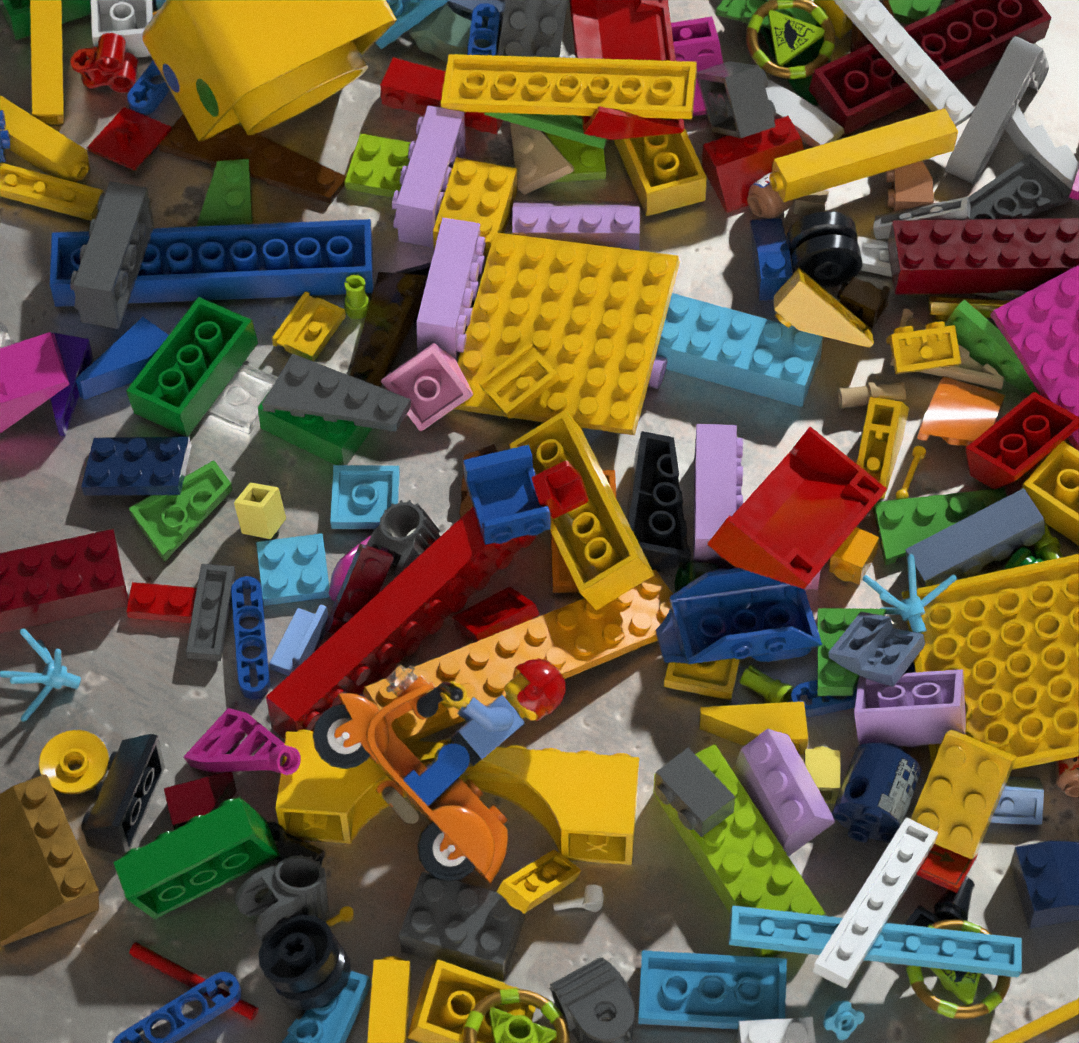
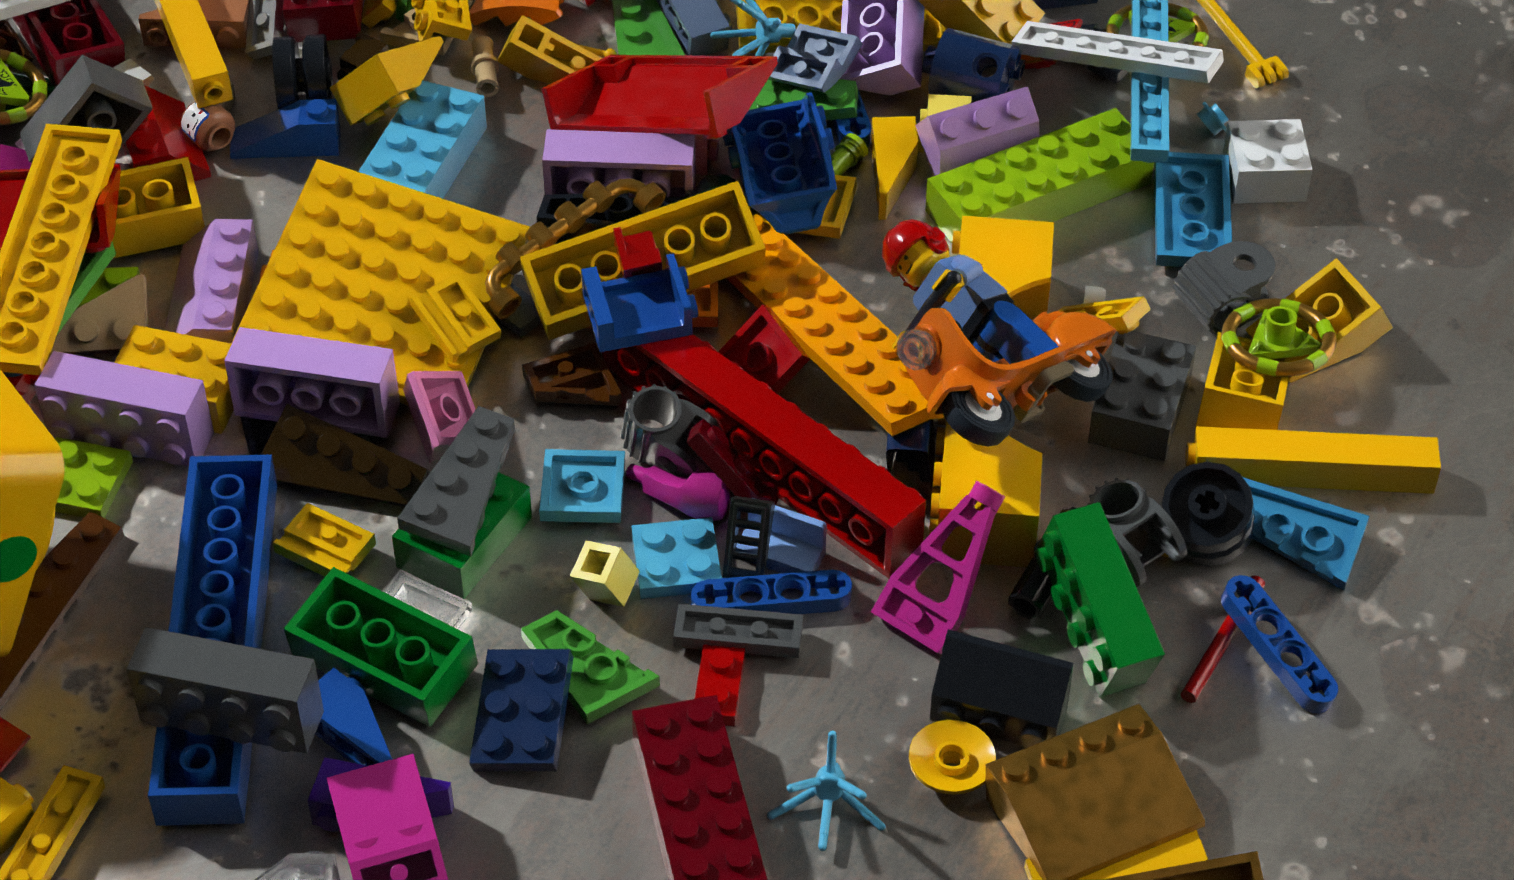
camera: 90 degrees left, 10 degrees down
(198, 797) = (1005, 621): dark red slope -> none
(228, 195) = (103, 627): bright green wing -> none
(295, 608) = (750, 505): none -> pearl dark grey slope
(356, 299) = (291, 494): lime pin -> none
(629, 451) = (569, 219): none -> pearl gold bar
(694, 792) = (999, 177): dark grey brick -> none

